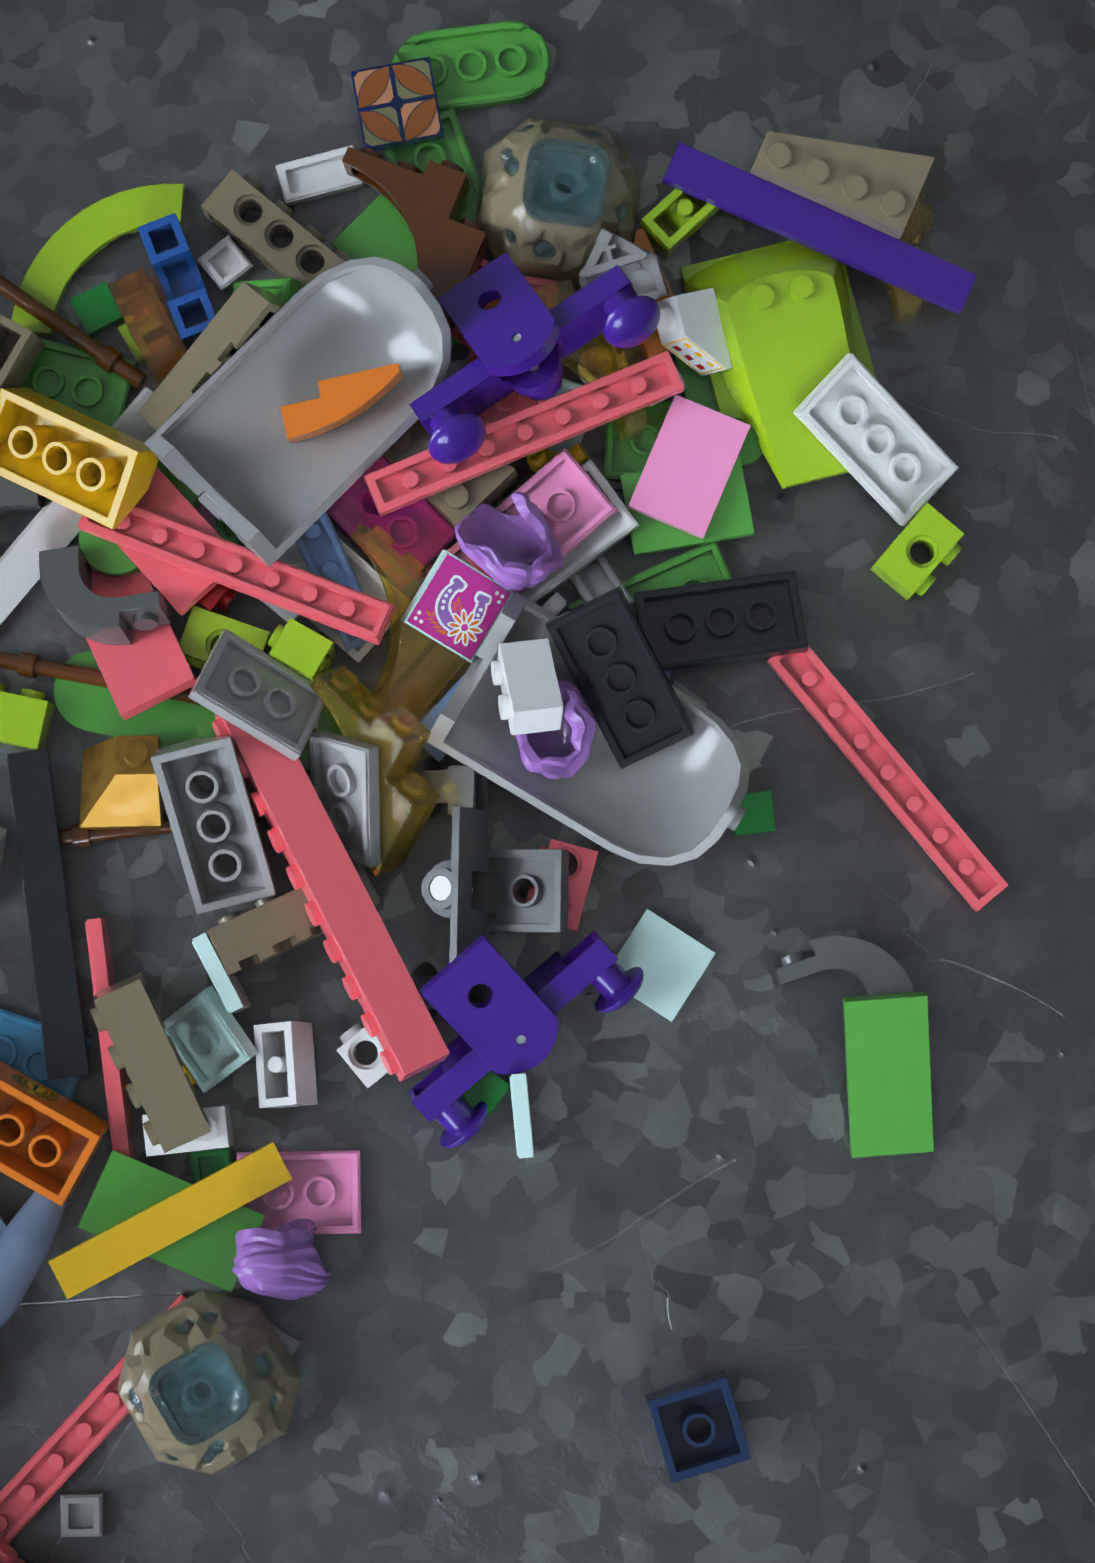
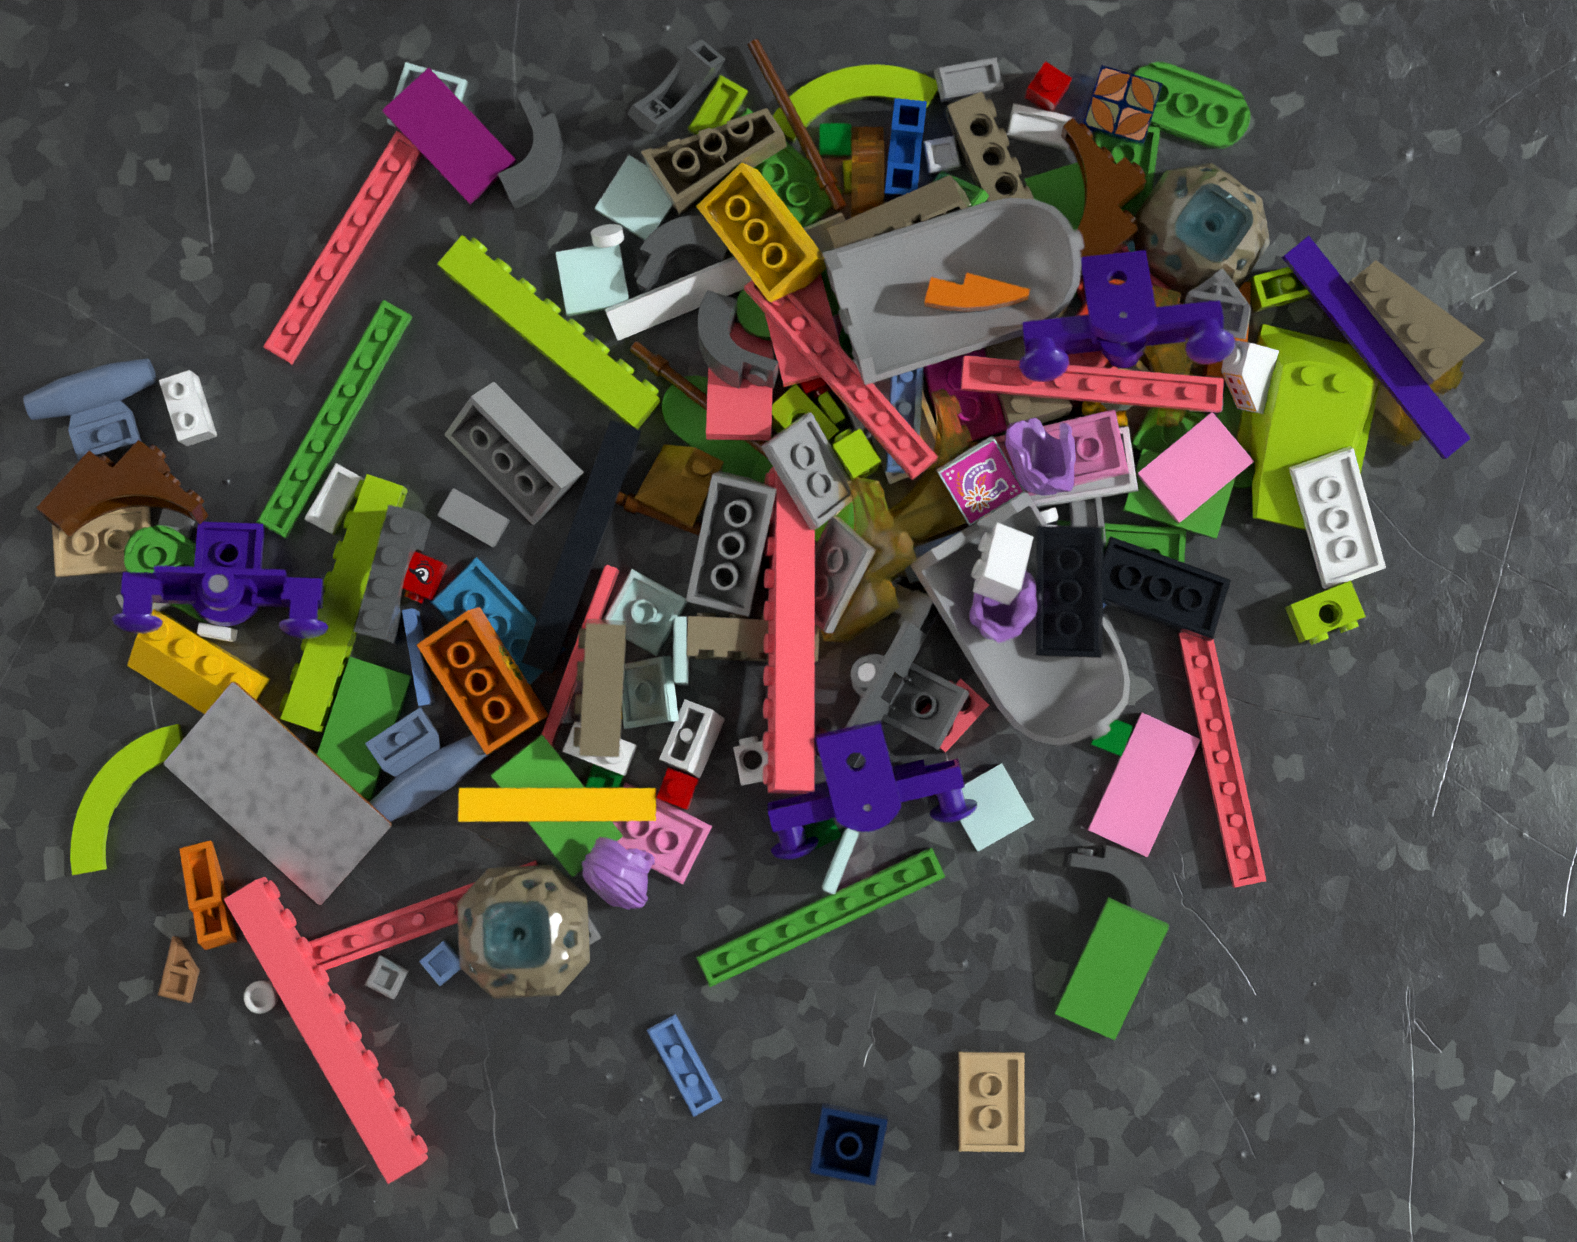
camera: 30 degrees right, 0 degrees up
(135, 1465) = (441, 962): none -> light blue tile
(160, 948) = (647, 611): none -> light aqua tile
(210, 163) = (968, 79): none -> light grey tile
(249, 613) = (830, 409): none -> lime tile
(299, 1129) = (677, 788): none -> red brick
(304, 127) = (1048, 87): none -> red brick
(469, 1435) = (684, 1065): none -> medium blue tile
(534, 1188) = (820, 917): none -> bright green tile
(817, 849) = (1144, 784): none -> bright pink tile
(832, 1293) = (990, 1101): none -> tan tile

